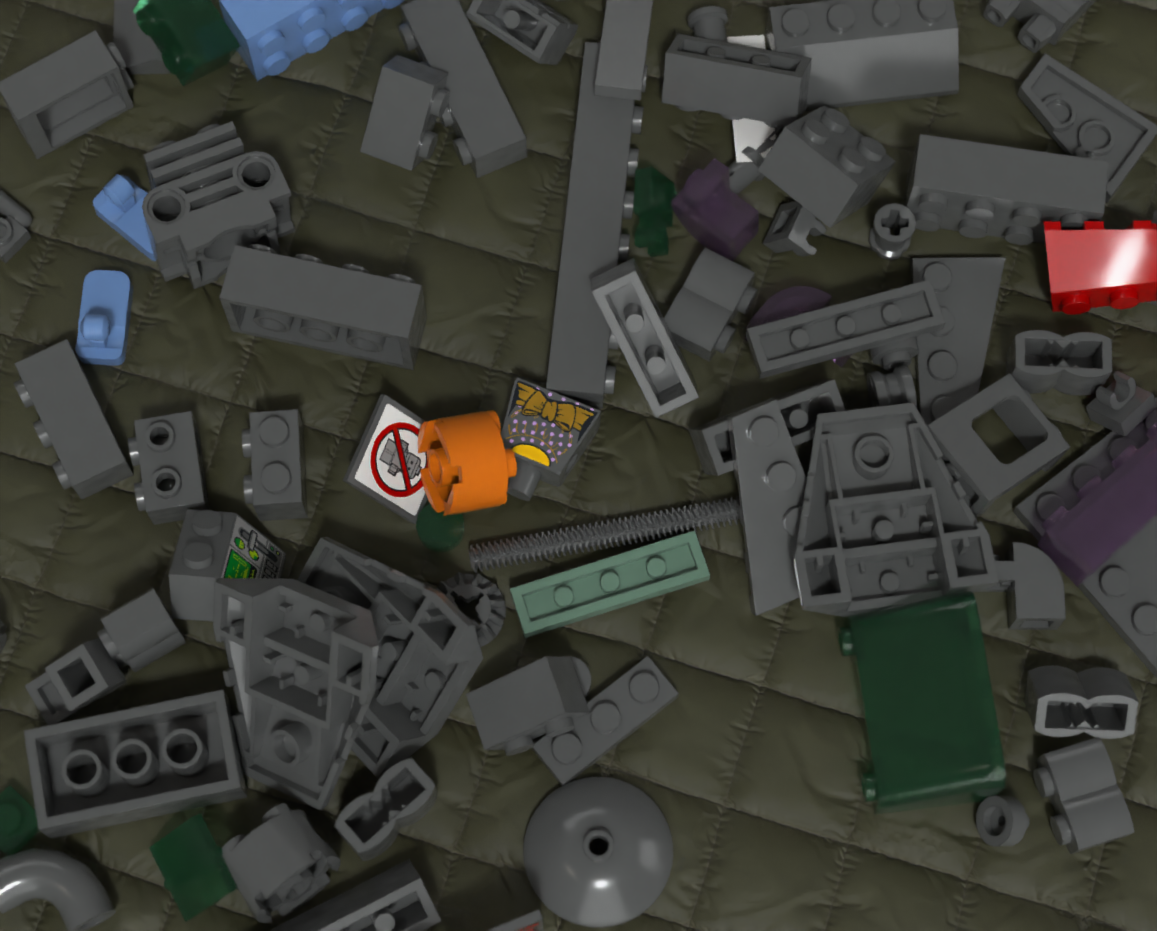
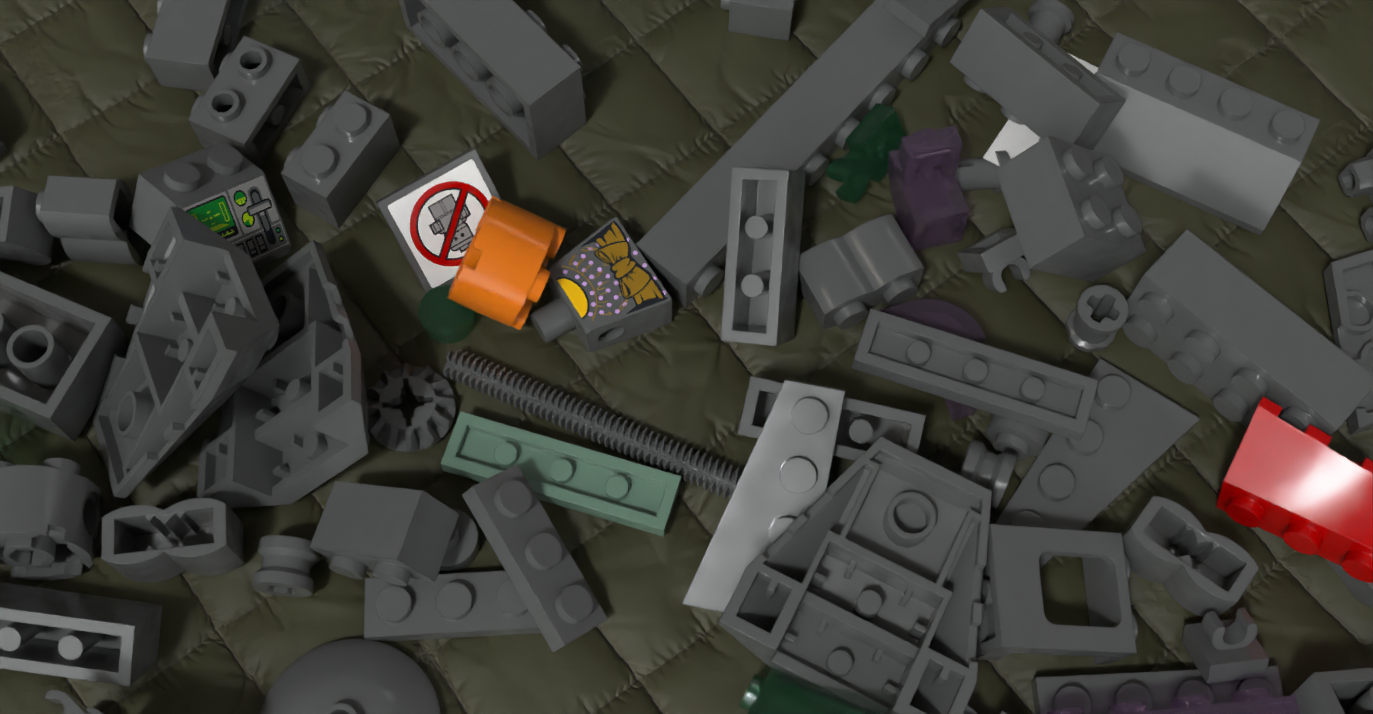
camera: 35 degrees right, 5 degrees down
(473, 775) = (285, 566): none -> dark grey wheel
(639, 651) = (534, 557): none -> dark grey plate

